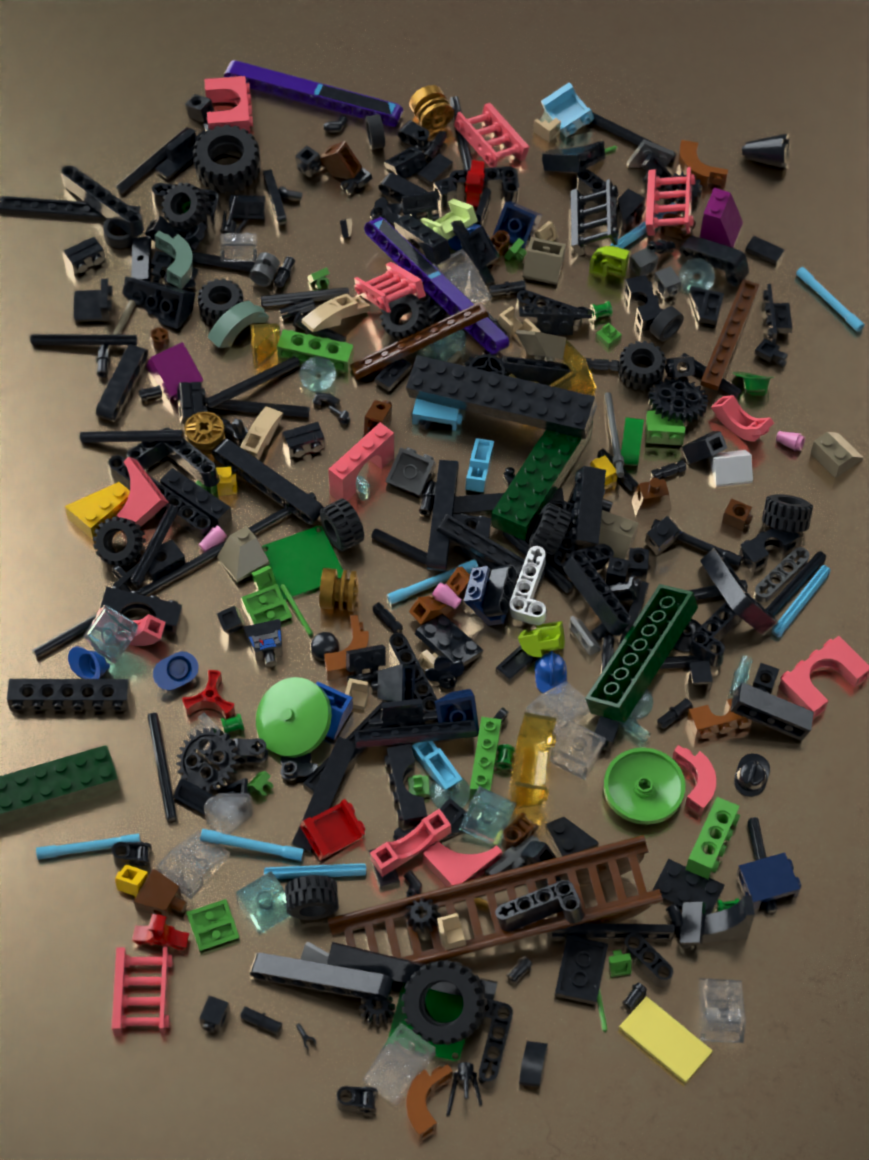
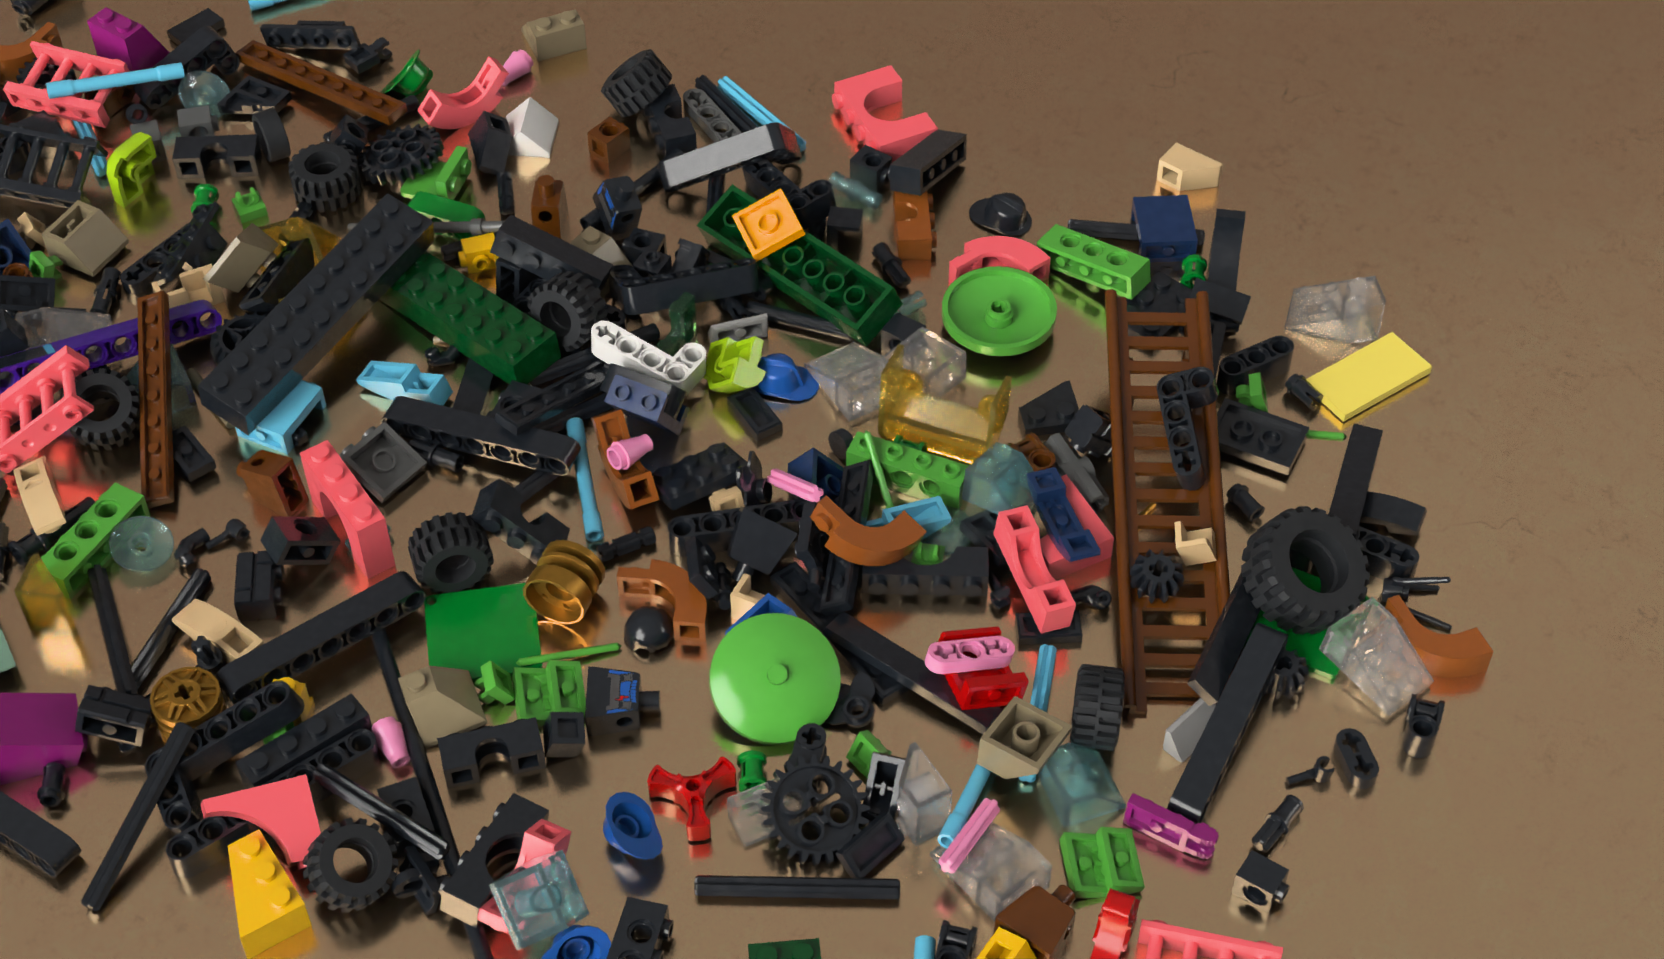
camera: 75 degrees left, 10 degrees down
(206, 844) = (969, 835): none -> bright pink axle
(209, 576) = (466, 751): none -> black arch
(243, 960) = (1170, 827): none -> magenta hinge
(272, 856) = (1021, 740): none -> dark tan slope
(325, 1067) = (1362, 756): none -> black beam
(326, 442) = (300, 540): none -> black brick
(335, 828) = (948, 656): none -> bright pink beam
(370, 570) = (500, 513): none -> black arch
(403, 753) = (863, 543): none -> dark orange arch
(441, 693) = (795, 485): none -> bright pink axle
(456, 852) = (1059, 517): none -> dark blue slope
(470, 740) = (878, 469): none -> bright green axle
(549, 1033) = (1355, 475): none -> black tile
(567, 601) = (682, 325): none -> clear green plate
(656, 621) = (768, 225): none -> light orange plate
(692, 244) = (71, 87): none -> medium azure piece
(837, 886) = (1188, 169): none -> tan slope

